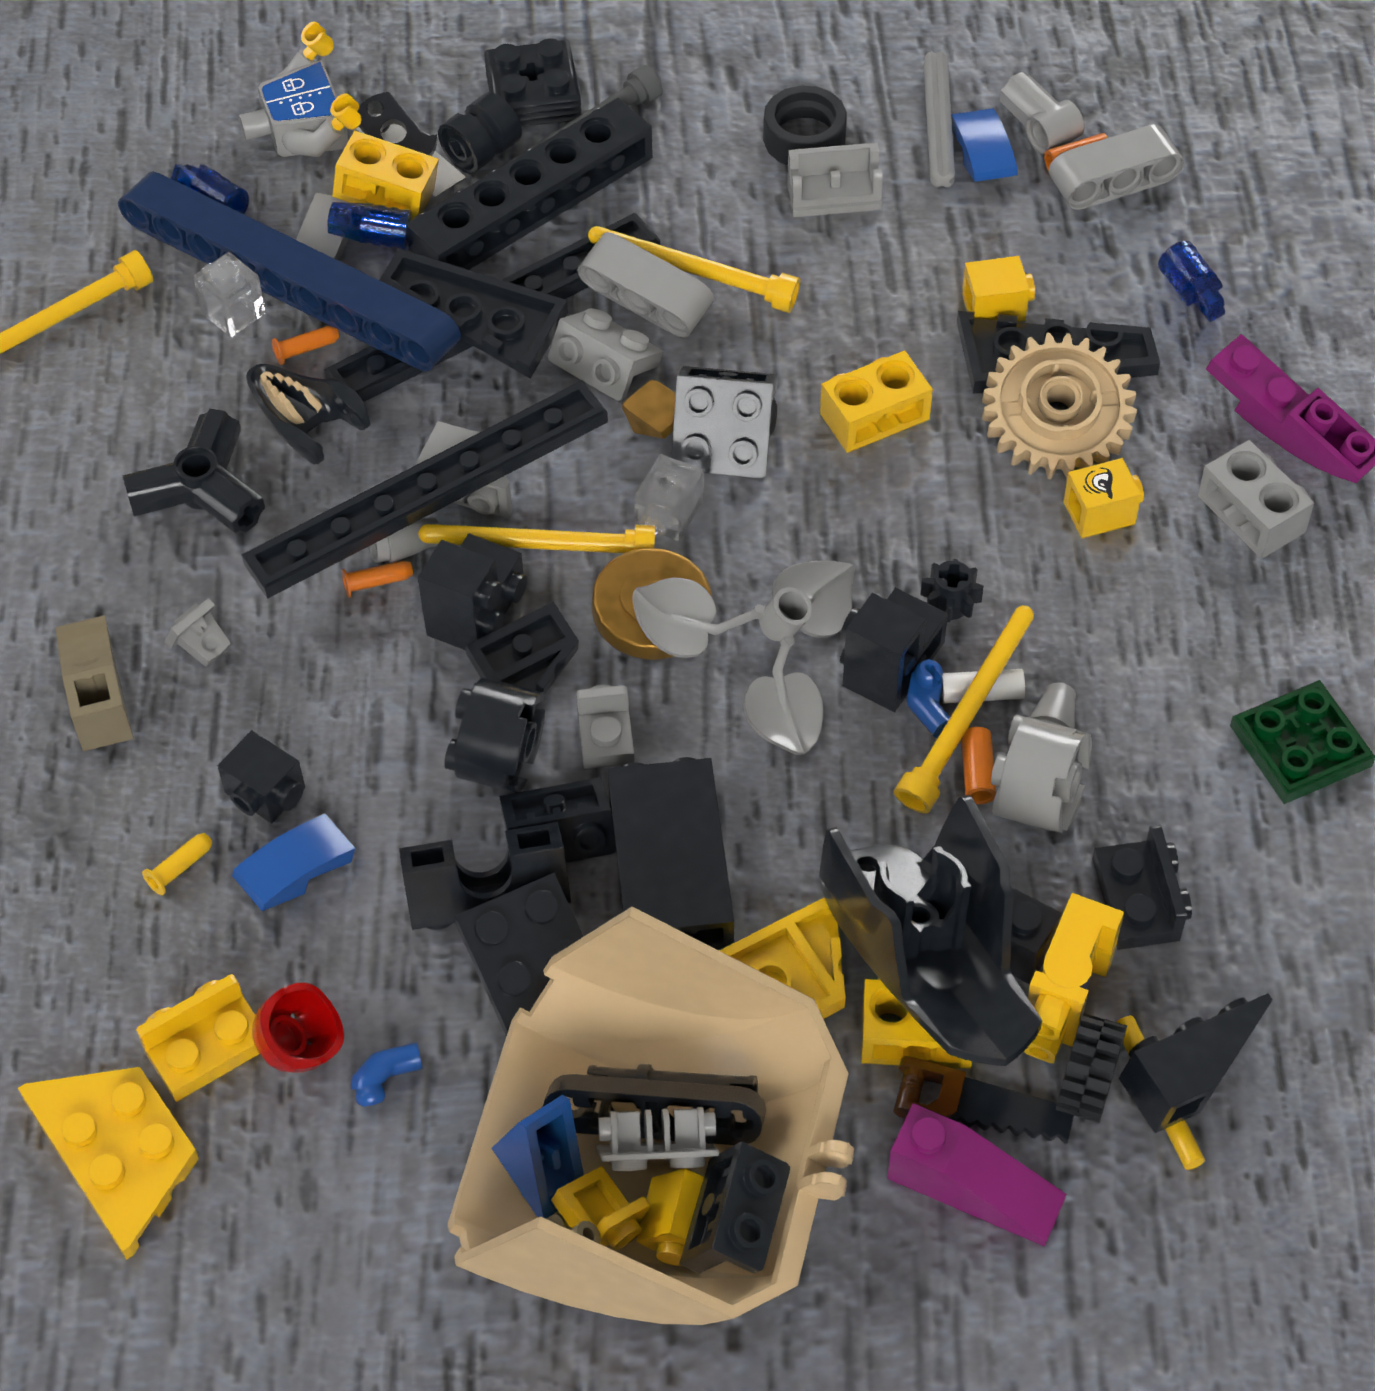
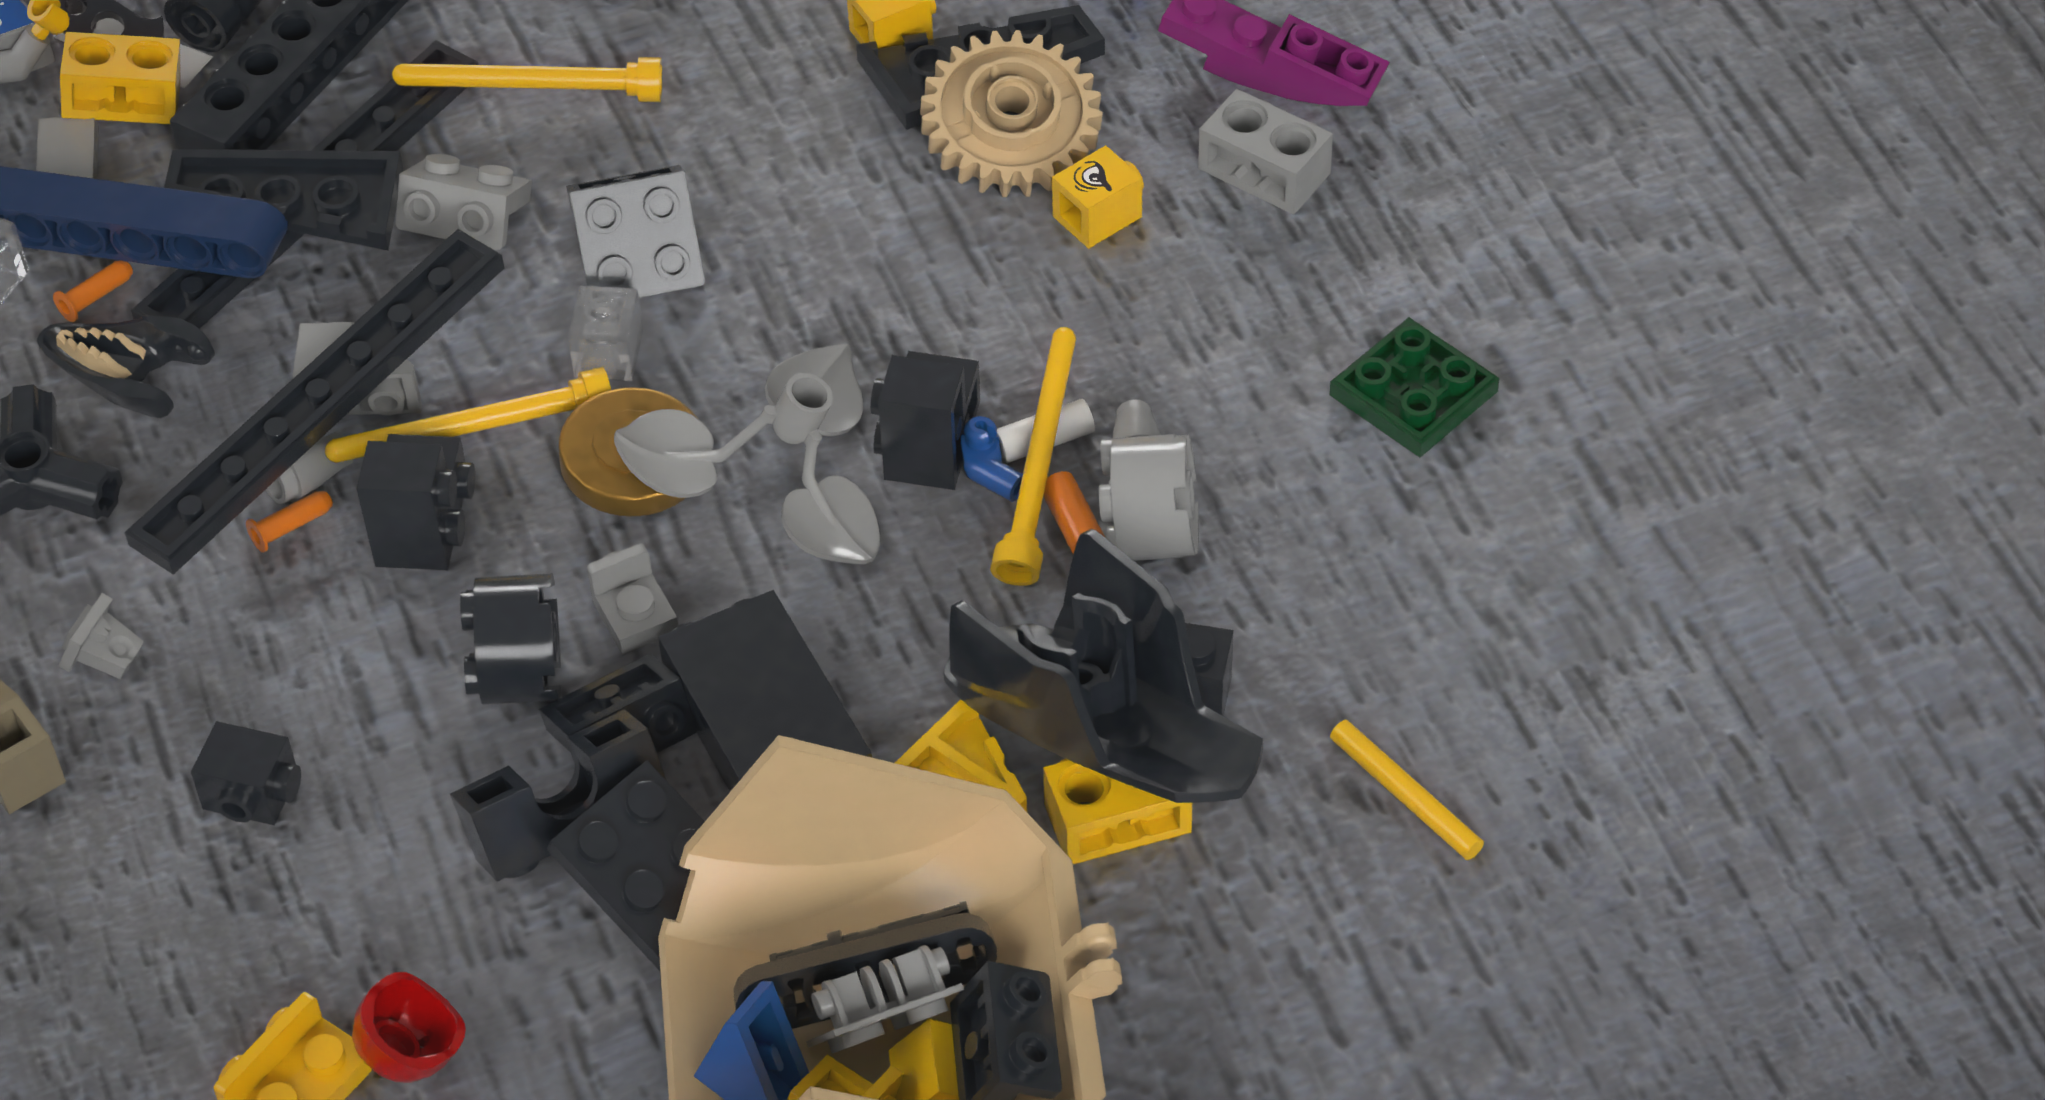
camera: 20 degrees left, 5 degrees down
(177, 863) = (178, 901): yellow piece -> none
(288, 862) = (317, 856): blue slope -> none
(369, 223) = (121, 134): clear blue hinge -> none
(379, 1067) = (519, 1043): blue arm -> none
(526, 651) = (507, 539): black wing -> none
(645, 284) = (483, 112): light grey beam -> none
(651, 410) = (547, 246): pearl gold slope -> none
(875, 401) = (801, 165): yellow brick -> none
(952, 589) = (970, 335): black gear -> none
(972, 1175) = (1240, 936): magenta slope -> none
(980, 1102) = (1213, 864): black piece -> none
(1080, 946) = (1270, 686): yellow hips -> none
(1091, 1067) = (1328, 780): black tyre -> none
(1145, 887) = (1306, 588): black bracket -> none
(1179, 1073) = (1427, 752): black slope -> none

